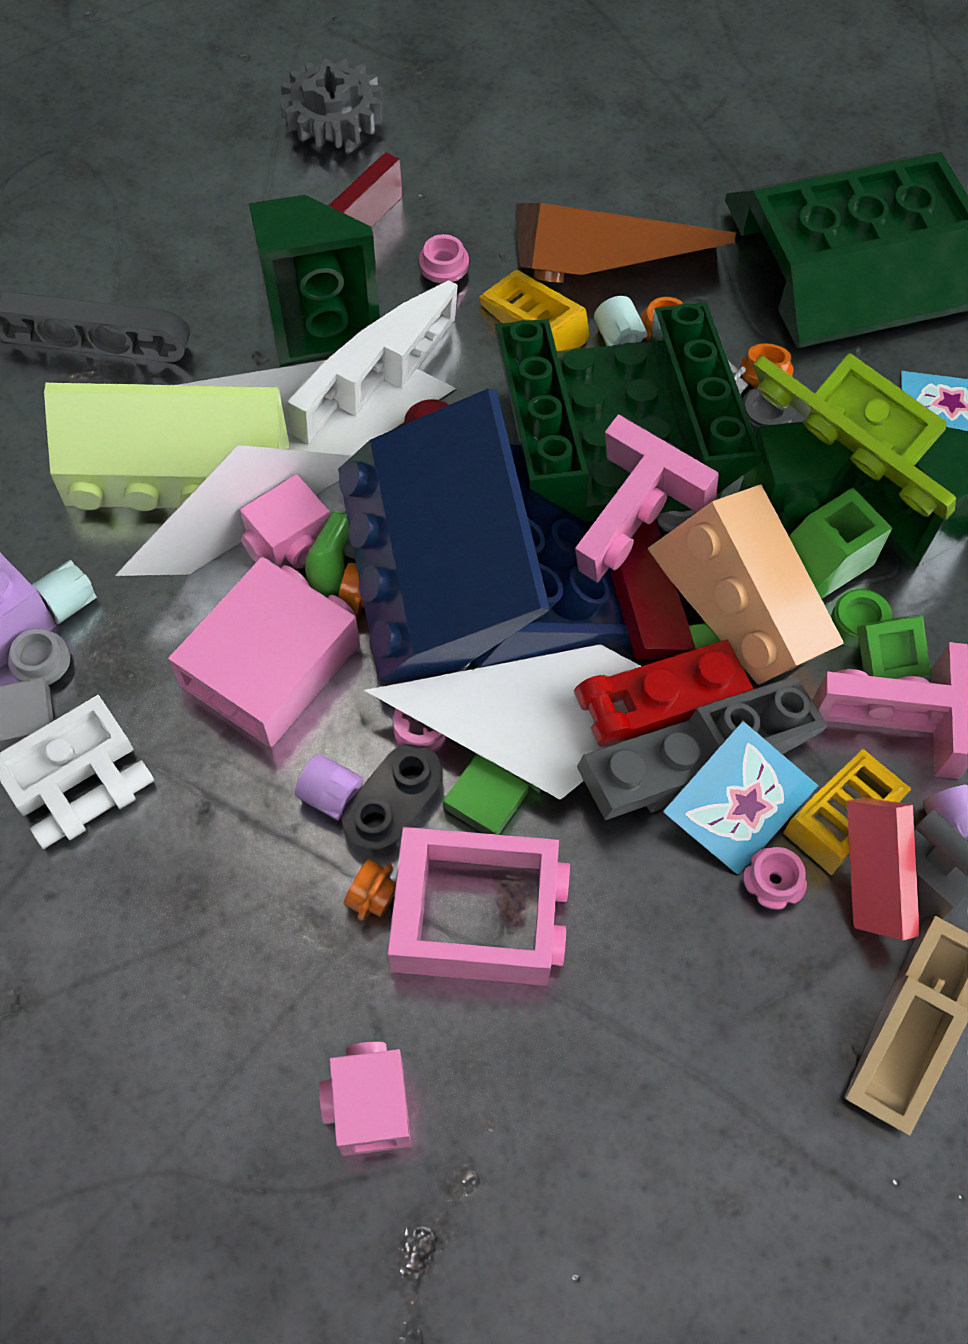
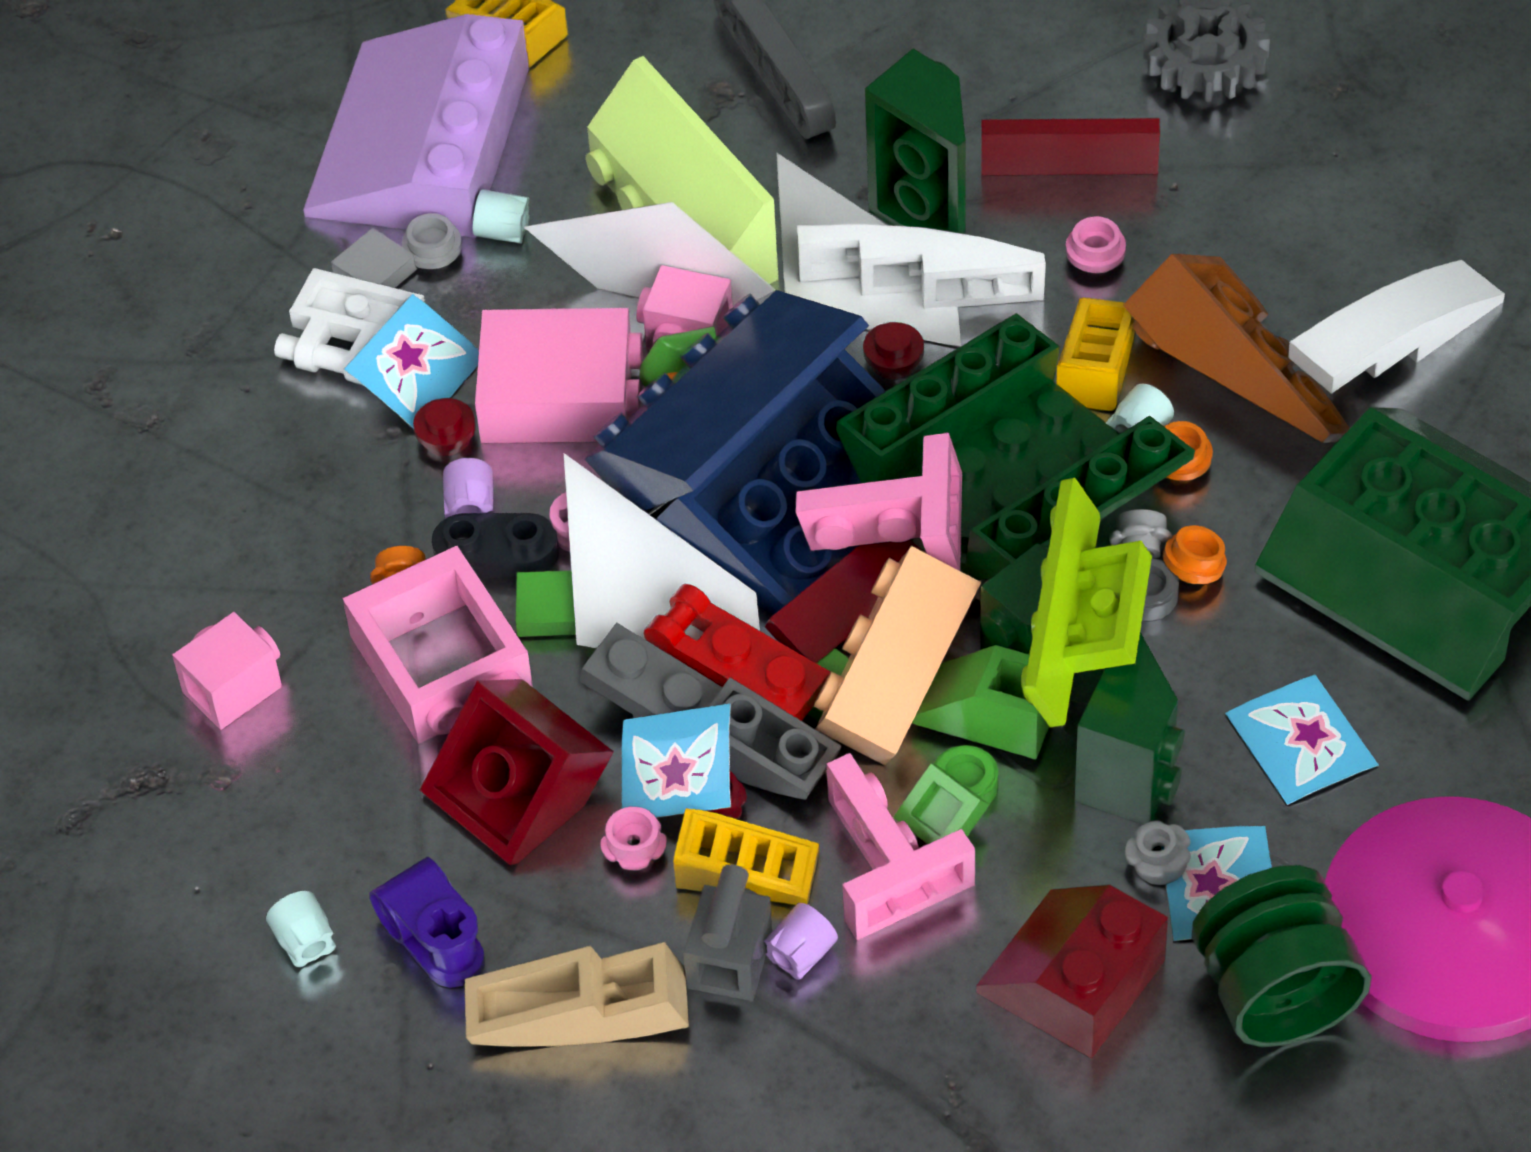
camera: 60 degrees right, 10 degrees down
(156, 745) = (414, 359): none -> medium azure sticker
(239, 762) = (444, 426): none -> dark red plate
(653, 924) = (514, 767): none -> dark red slope
(661, 155) = (1394, 322): none -> white slope
(701, 1209) = (301, 927): none -> light aqua hose
(755, 1092) = (431, 923): none -> dark purple piece
(883, 867) = (683, 886): coral tile -> none

